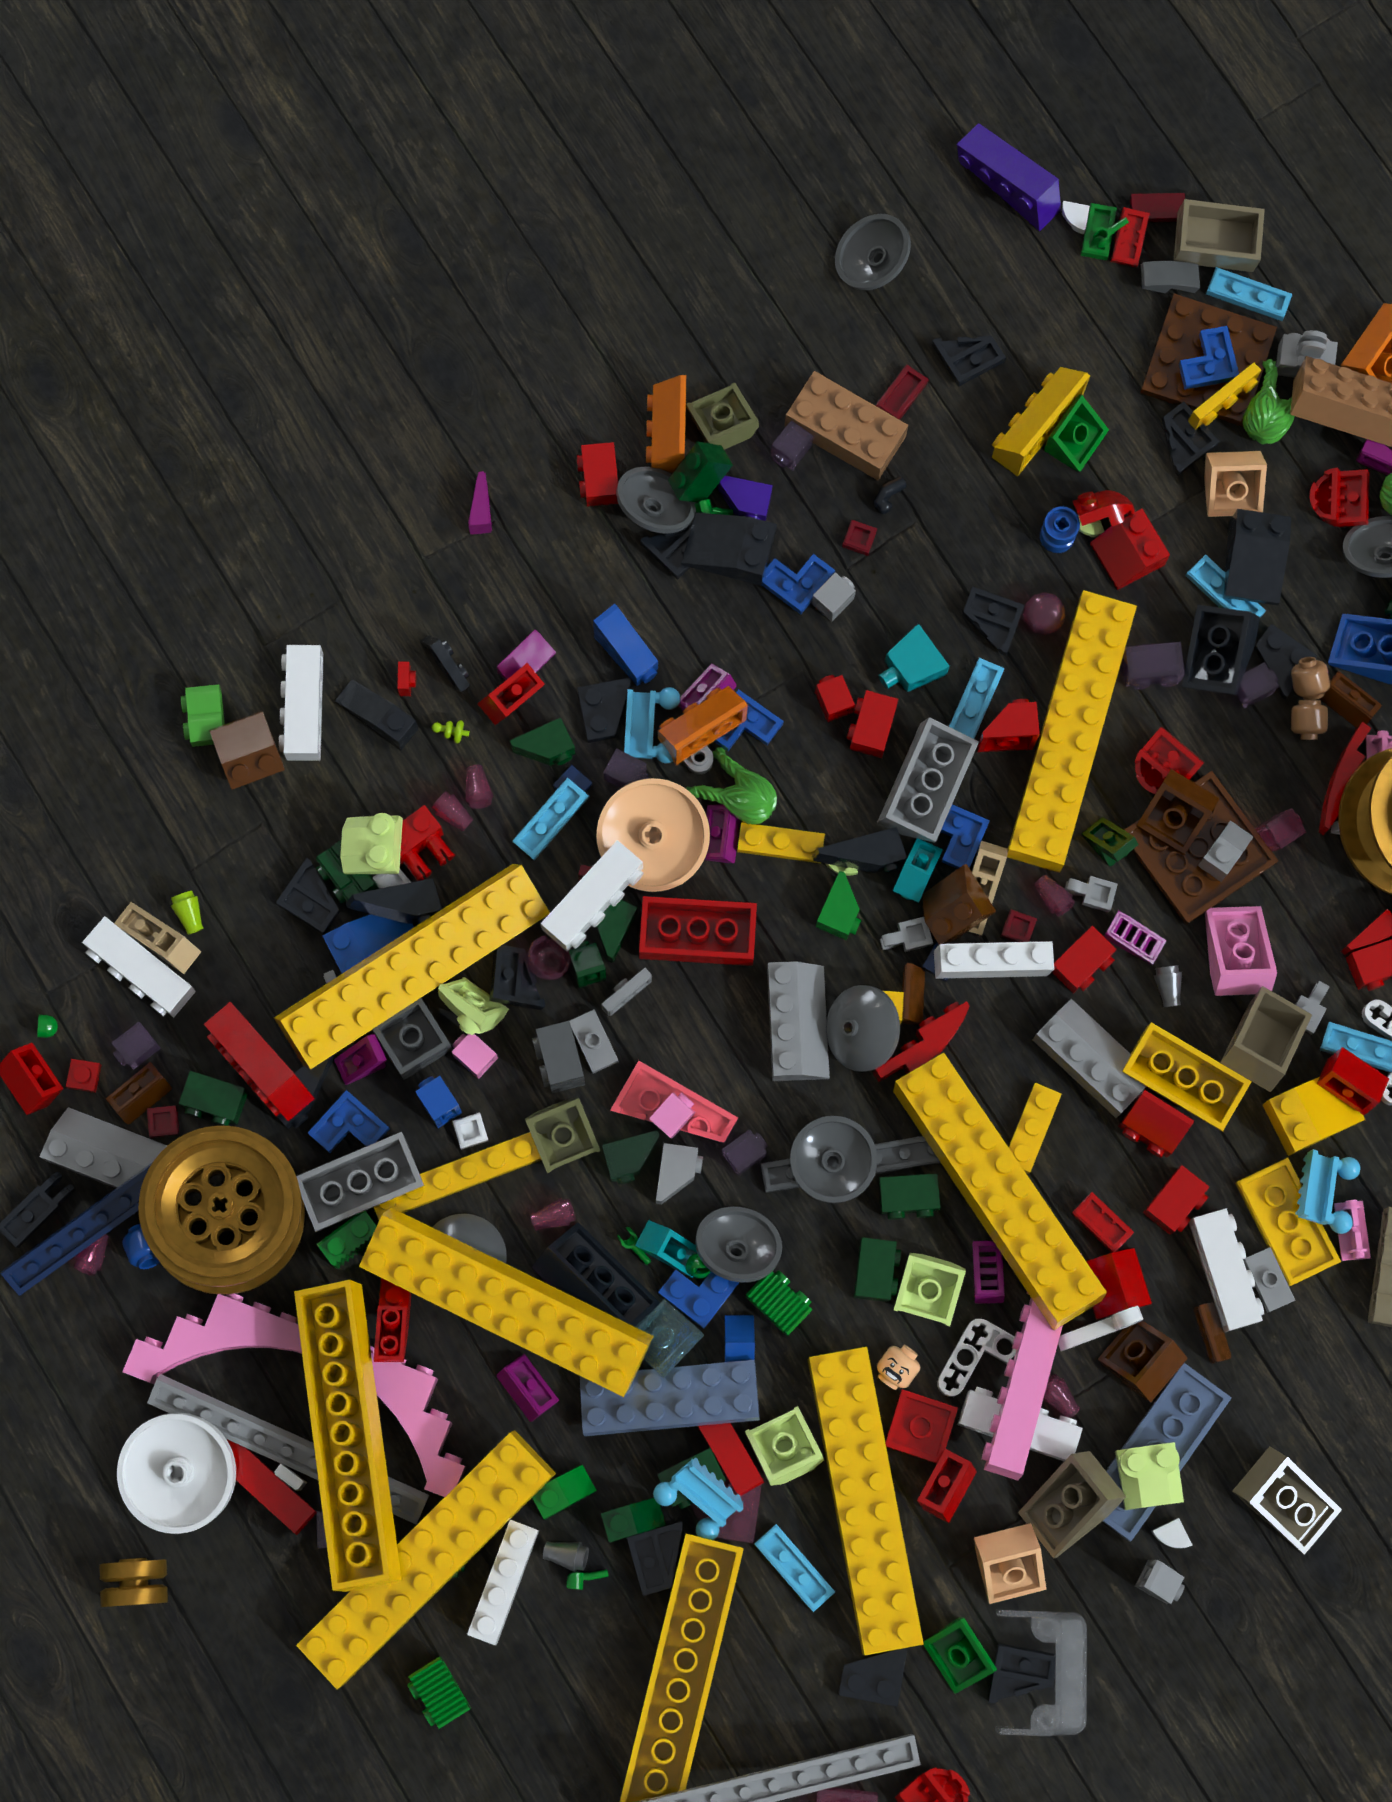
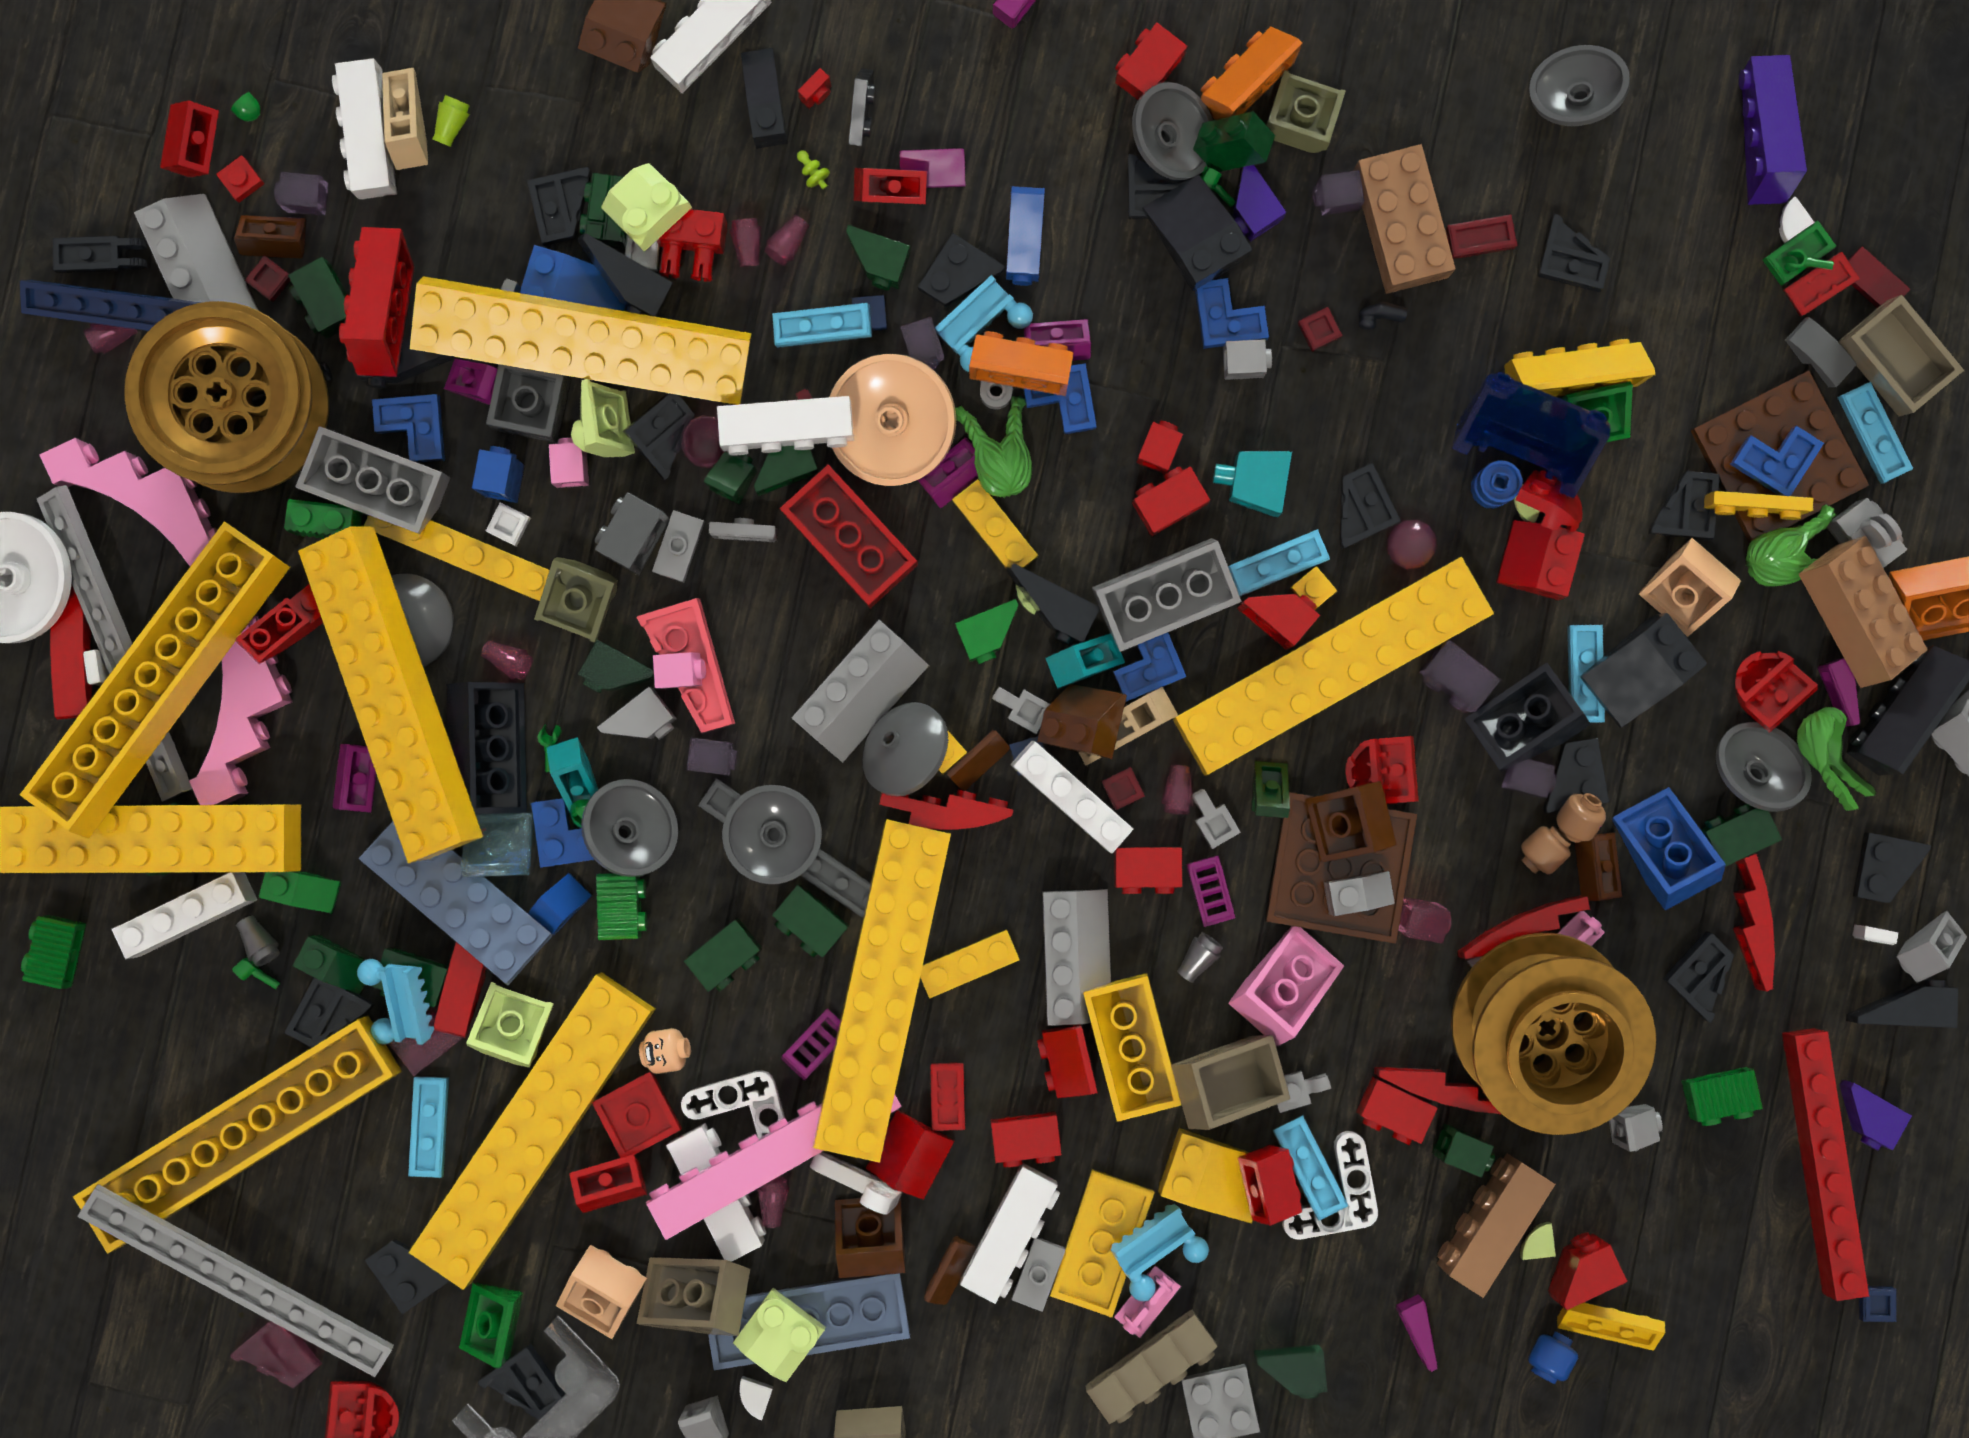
camera: 45 degrees right, 10 degrees up
(930, 1288) = (753, 1012): yellowish green slope -> none
(1010, 691) = (1314, 586): none -> yellow plate
(1051, 473) = (1534, 429): none -> clear blue windscreen

